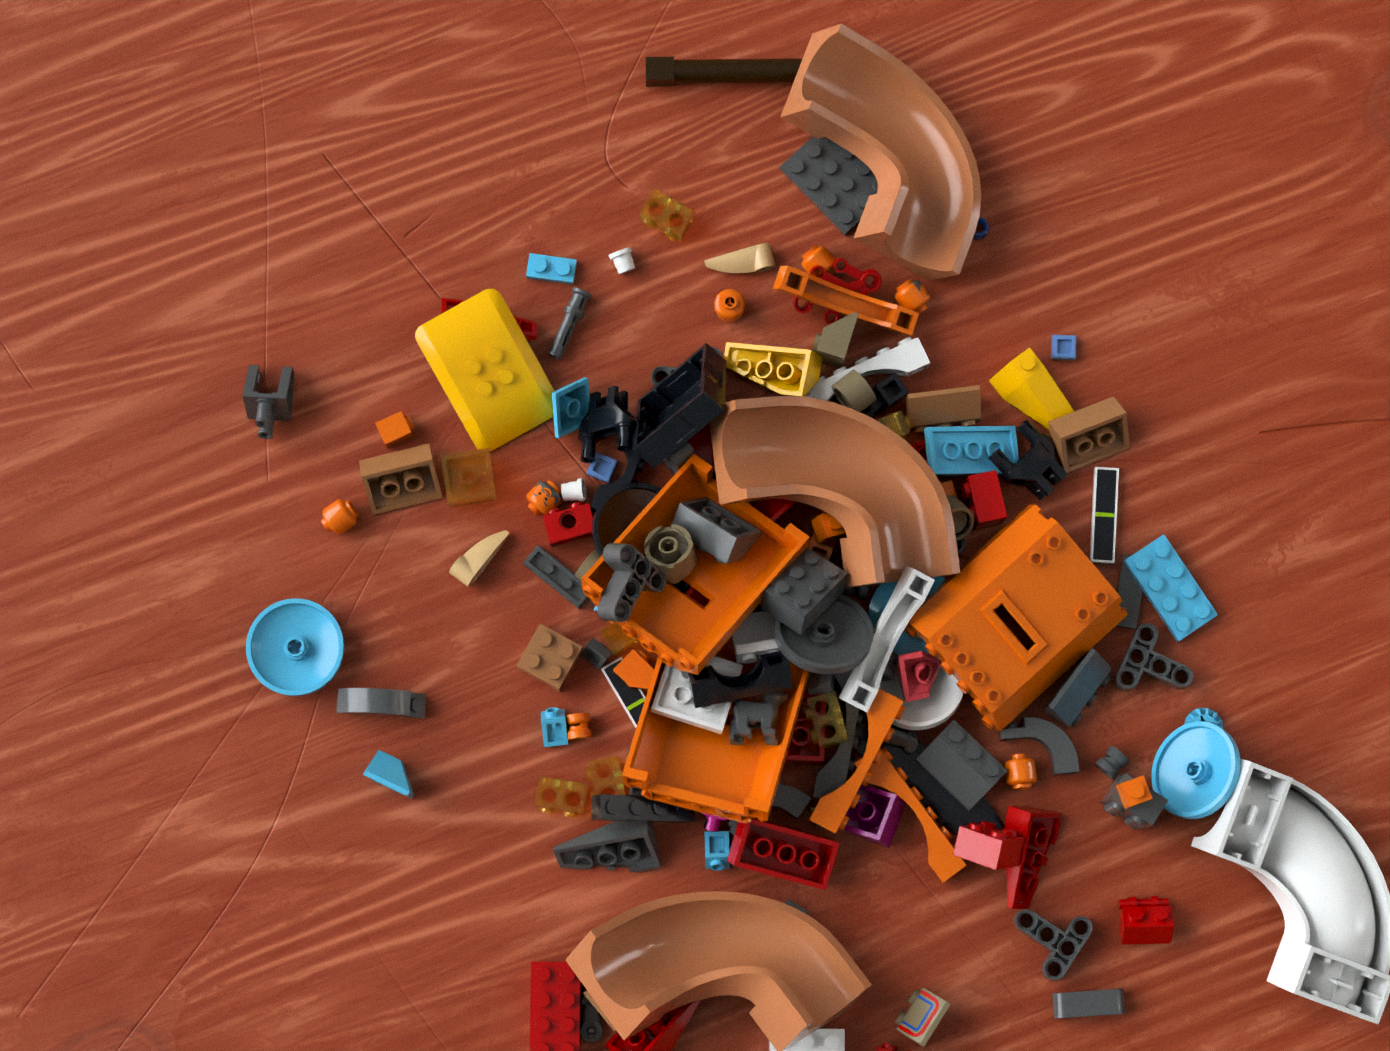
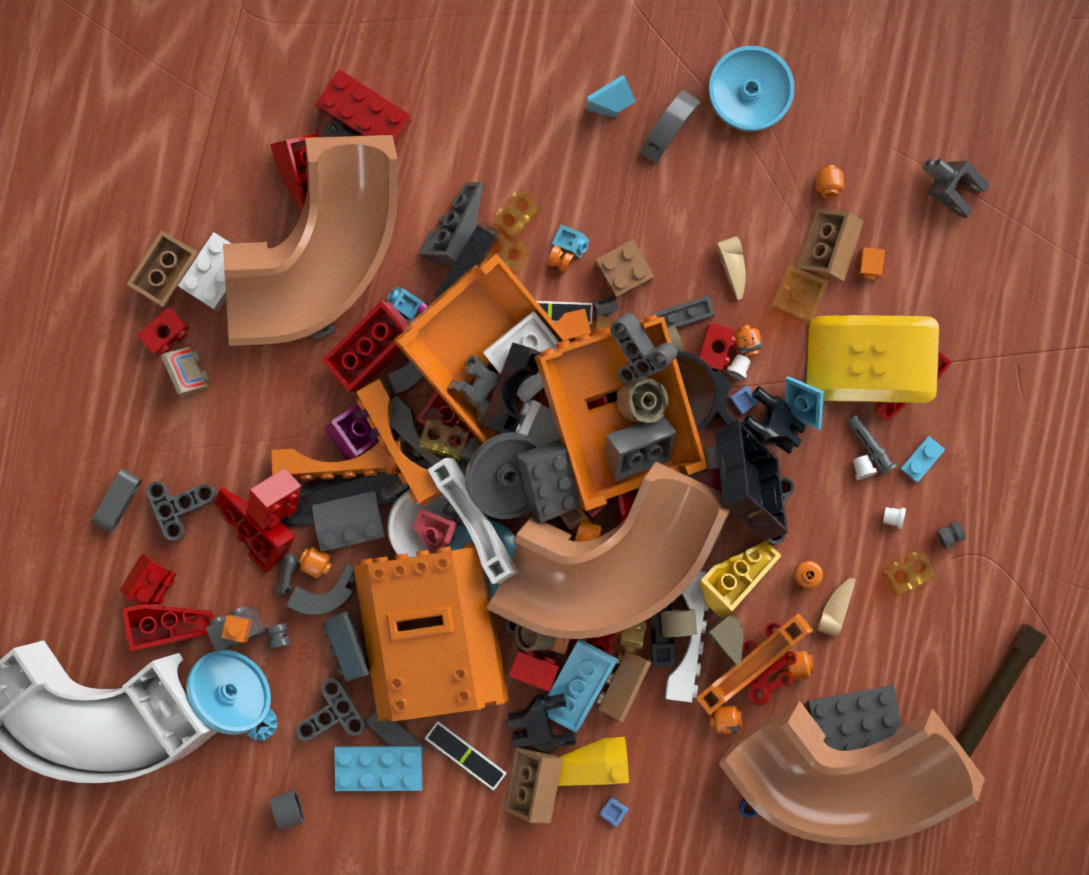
camera: 125 degrees right, 5 degrees up
(594, 316) = (863, 467): none -> white piece
(606, 199) = (951, 534): none -> dark grey wheel
(1042, 796) = (287, 566): none -> dark grey piece
(1179, 882) = (157, 624): none -> red wedge
(1265, 646) = (287, 810): none -> dark grey piece

